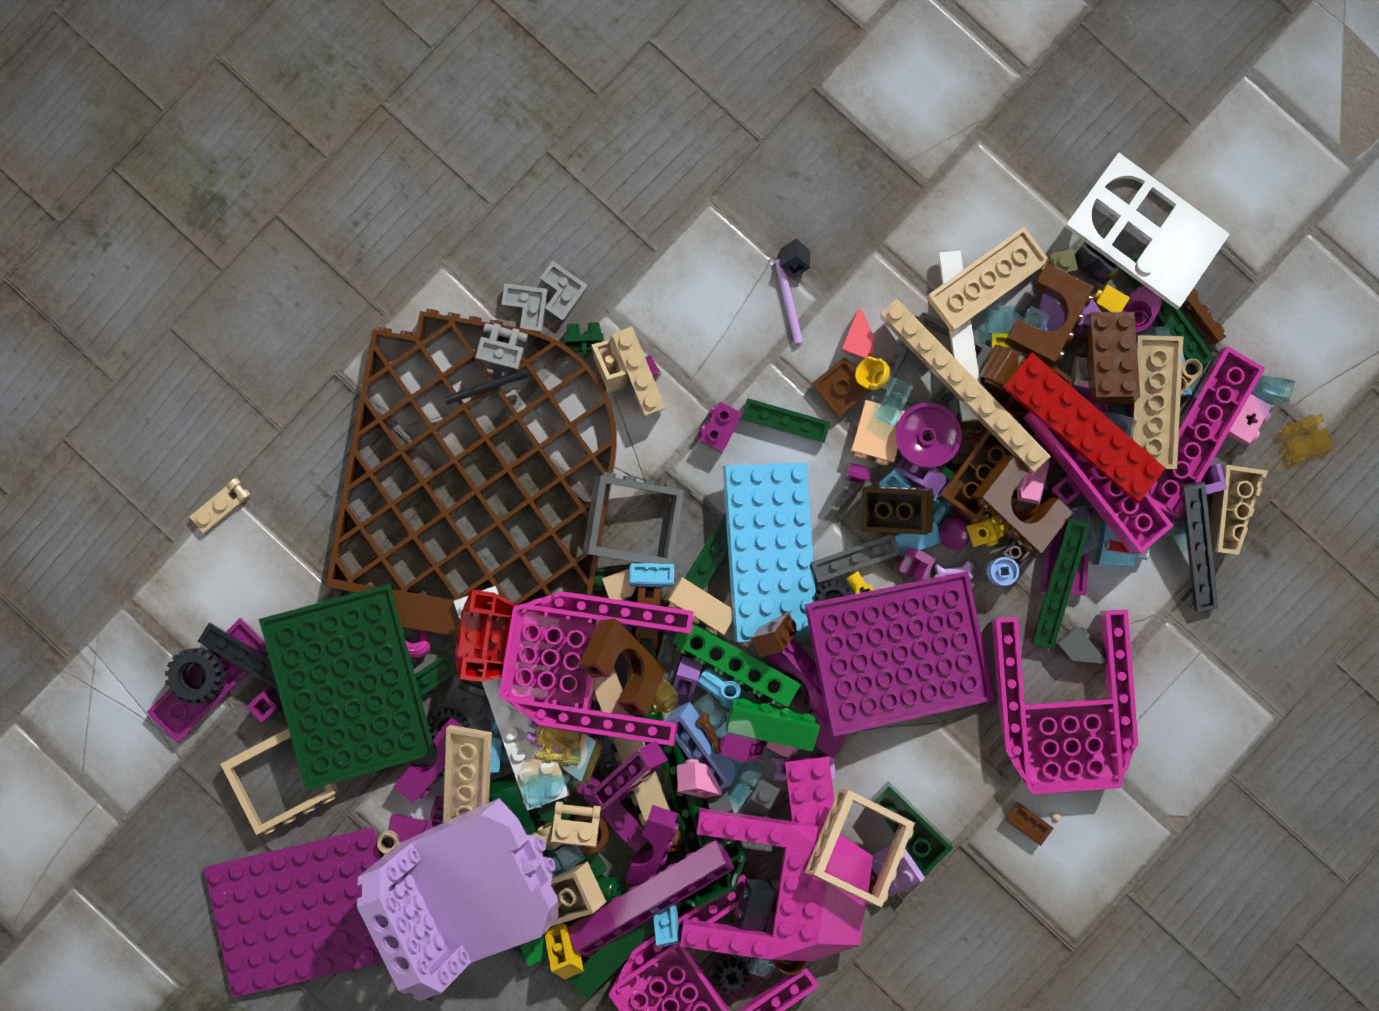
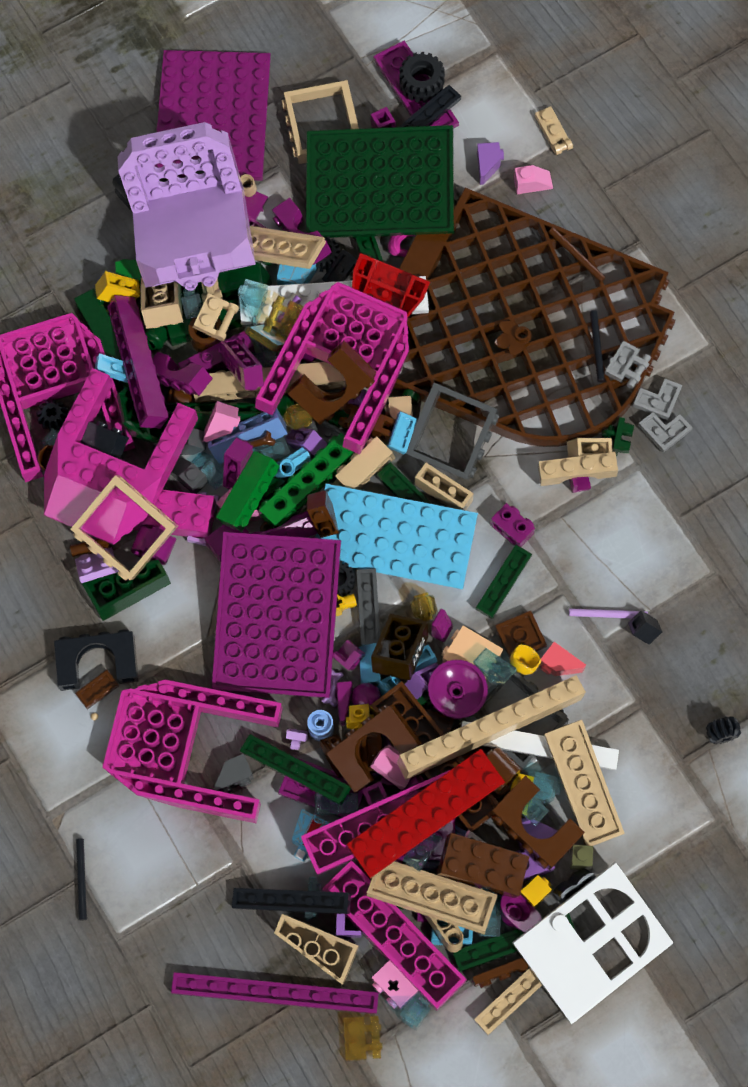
camera: 110 degrees right, 15 degrees down
(279, 570) = (489, 160): none -> medium lavender slope
(291, 513) = (531, 179): none -> bright pink slope
(379, 436) = (577, 255): none -> reddish brown bar
(503, 485) = (510, 337): none -> reddish brown plate
(700, 512) = (443, 488): none -> tan brick
(839, 498) = (424, 606): none -> clear yellow head
(859, 819) = (146, 538): none -> magenta brick
(887, 150) = (723, 730): none -> black gear
(962, 556) = (344, 693): none -> magenta slope
(997, 866) = (71, 650): none -> black arch
(1019, 593) = (296, 736): none -> lavender tile
(1230, 302) = (508, 1002): none -> tan plate
(1235, 773) = (81, 882): none -> black bar
(1289, 539) = (275, 993): none -> magenta plate

